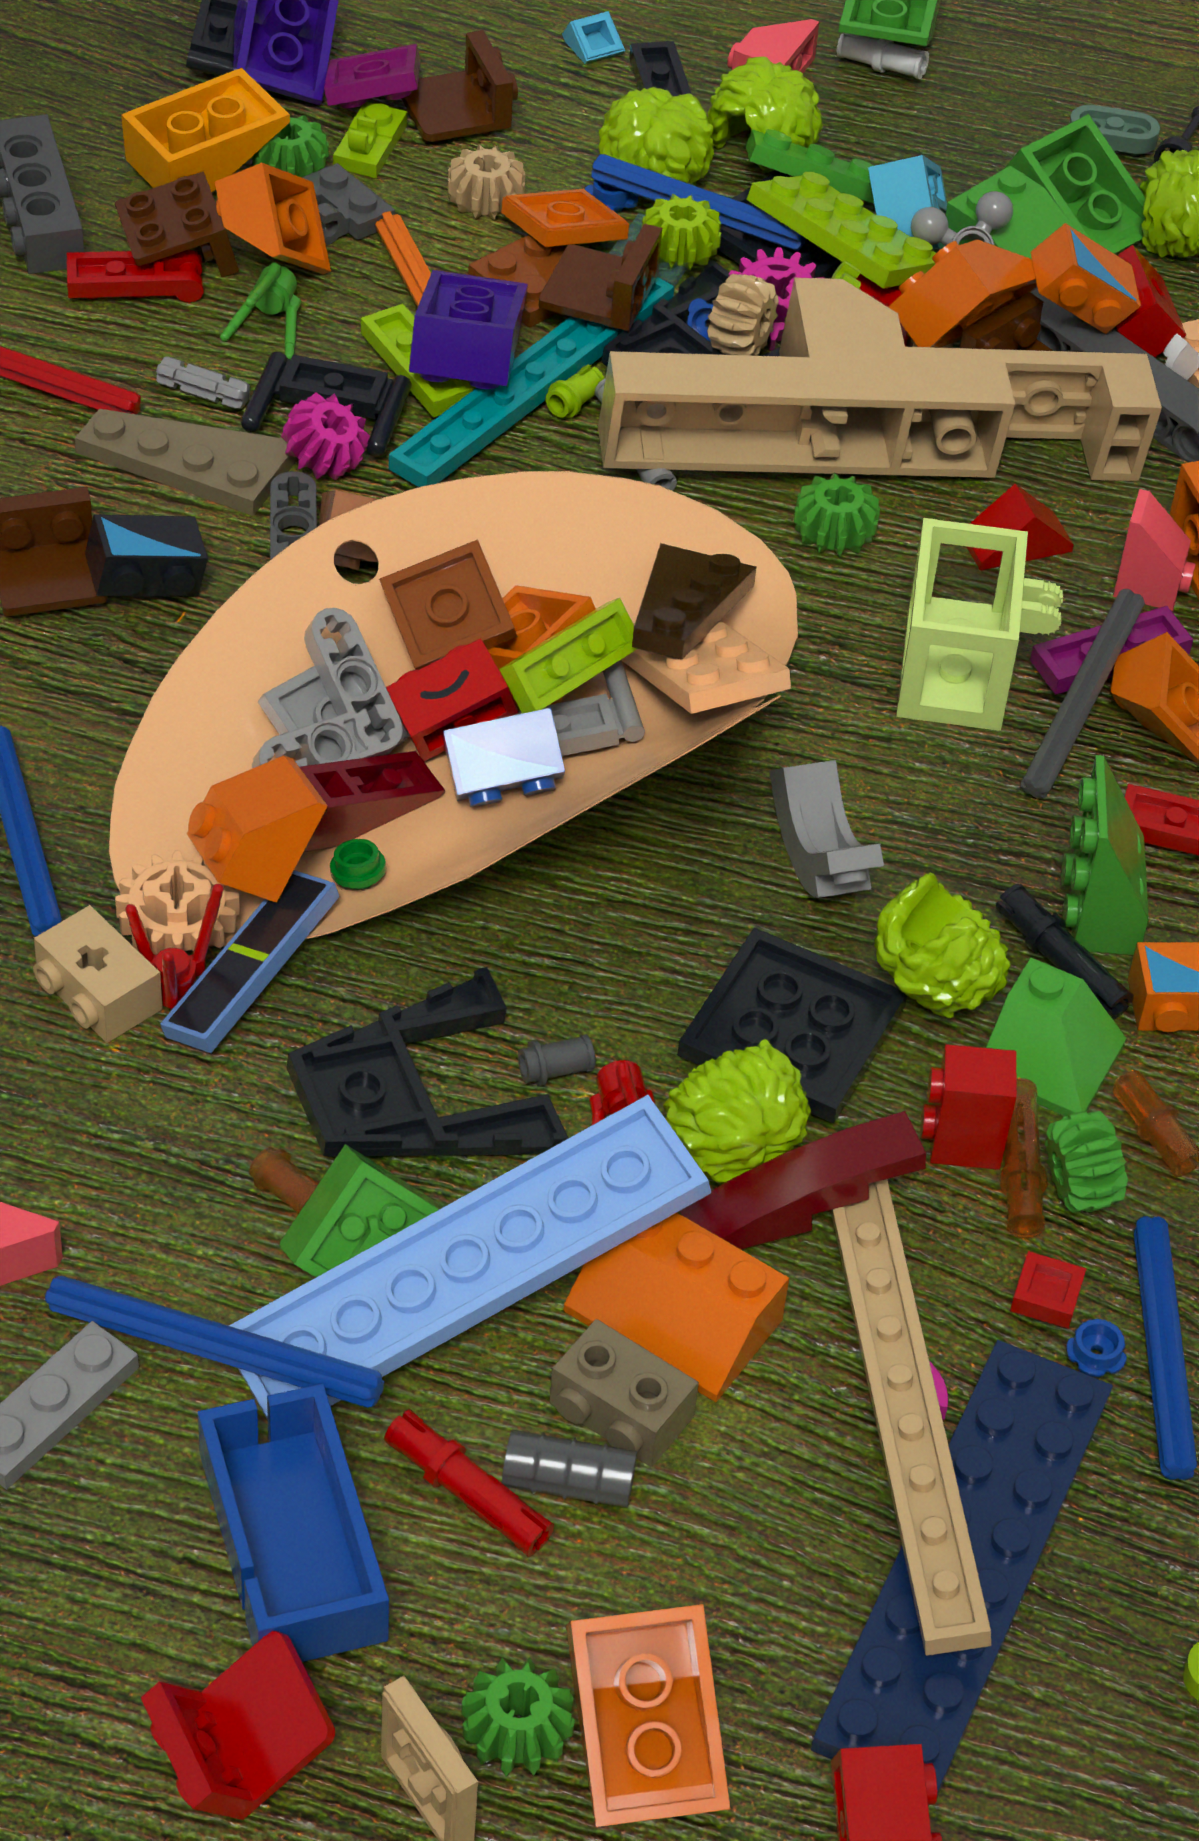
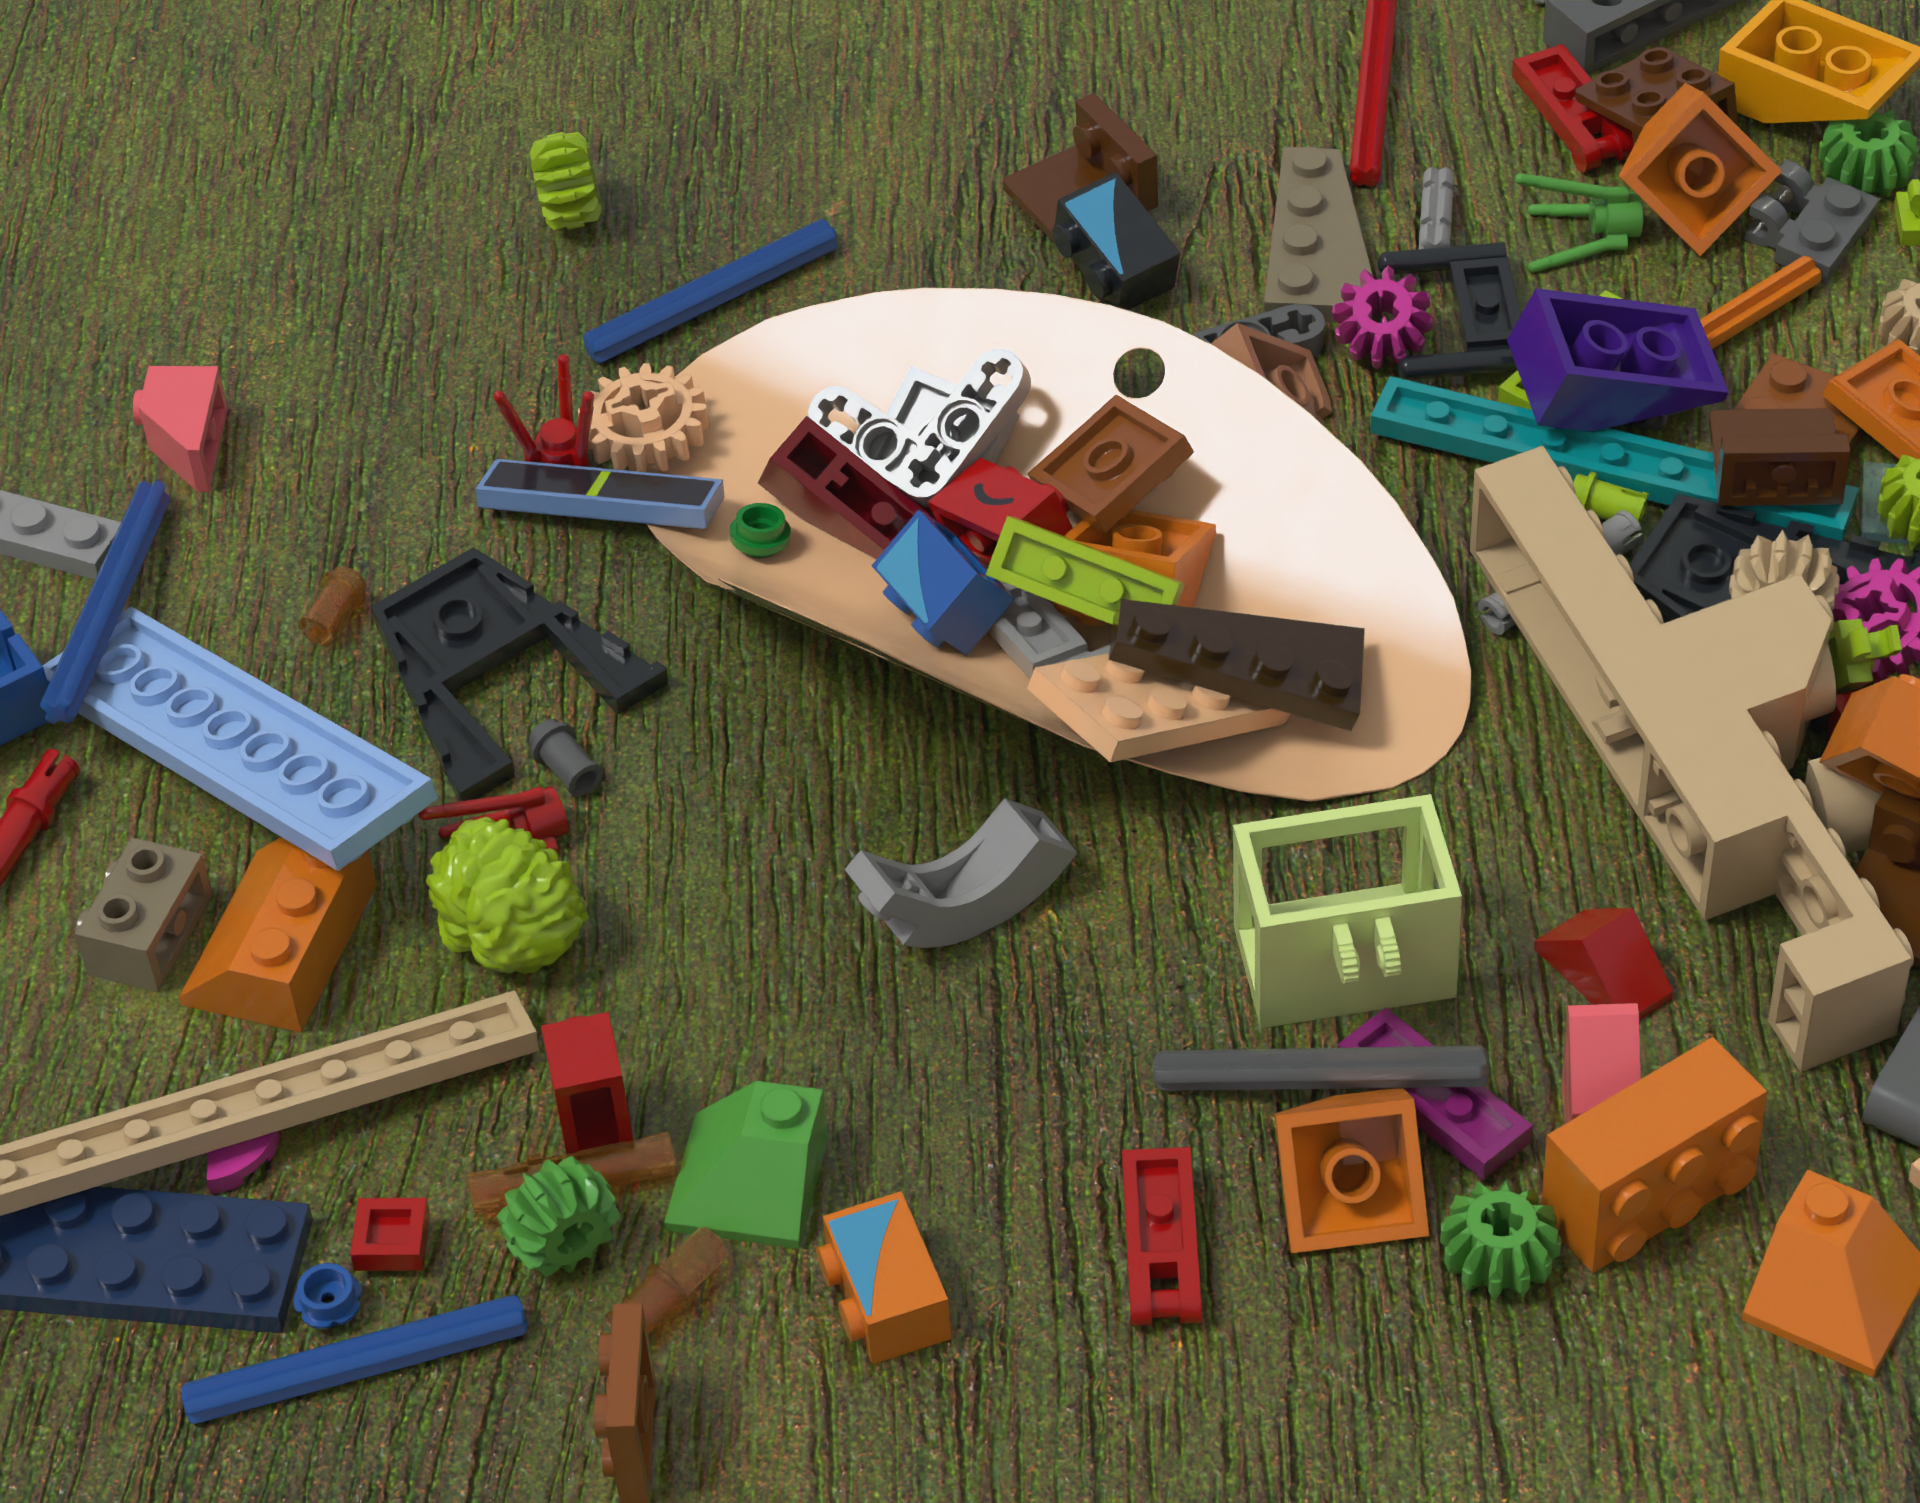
camera: 80 degrees right, 0 degrees up
(97, 974) = (531, 386): tan brick -> none
(257, 826) = (723, 419): orange slope -> none
(352, 1212) = (297, 652): bright green panel -> none
(569, 1468) = (46, 900): dark grey axle -> none
(806, 1008) = (687, 933): black plate -> none
(811, 1179) = (443, 984): dark red slope -> none
(836, 514) = (1522, 777): bright green gear -> none
(940, 948) = (810, 1009): lime hair -> none
(1049, 936) = (942, 1094): black pin -> none
(1105, 869) = (999, 1125): bright green slope -> none

